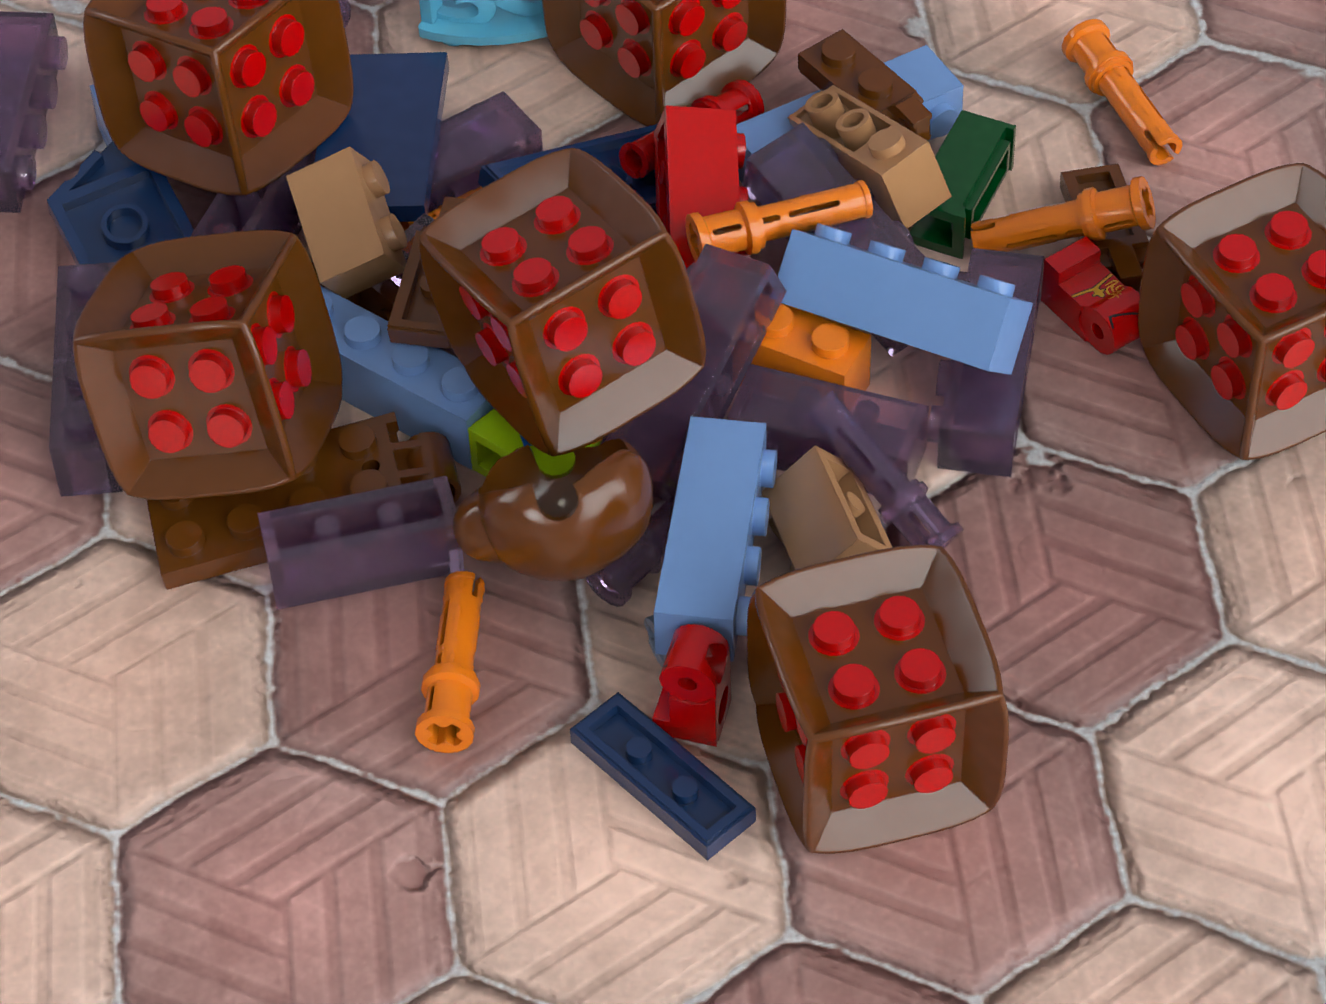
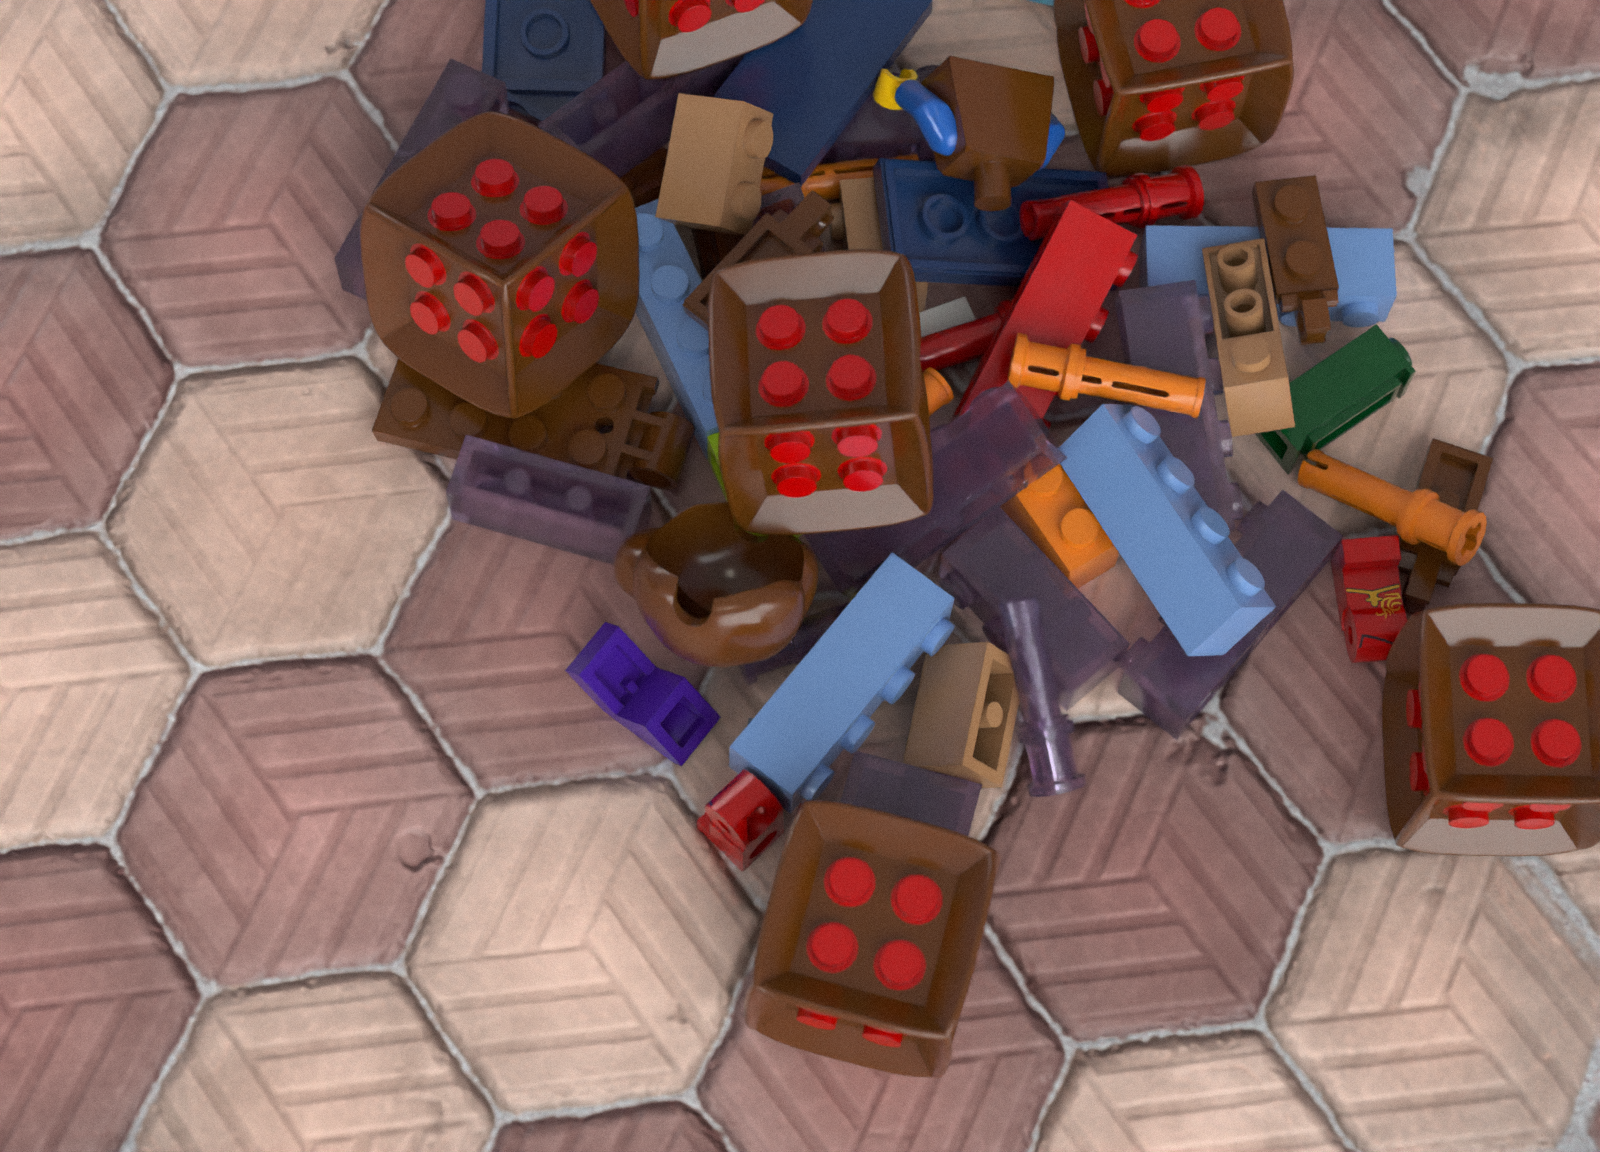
camera: 25 degrees right, 20 degrees up
(451, 682) = (549, 686): orange pin -> none
(545, 102) = (980, 122): none -> reddish brown torso
(556, 658) = (640, 696): none -> dark purple slope
(663, 775) = (675, 878): dark blue tile -> none
(1110, 75) = (1558, 348): orange pin -> none

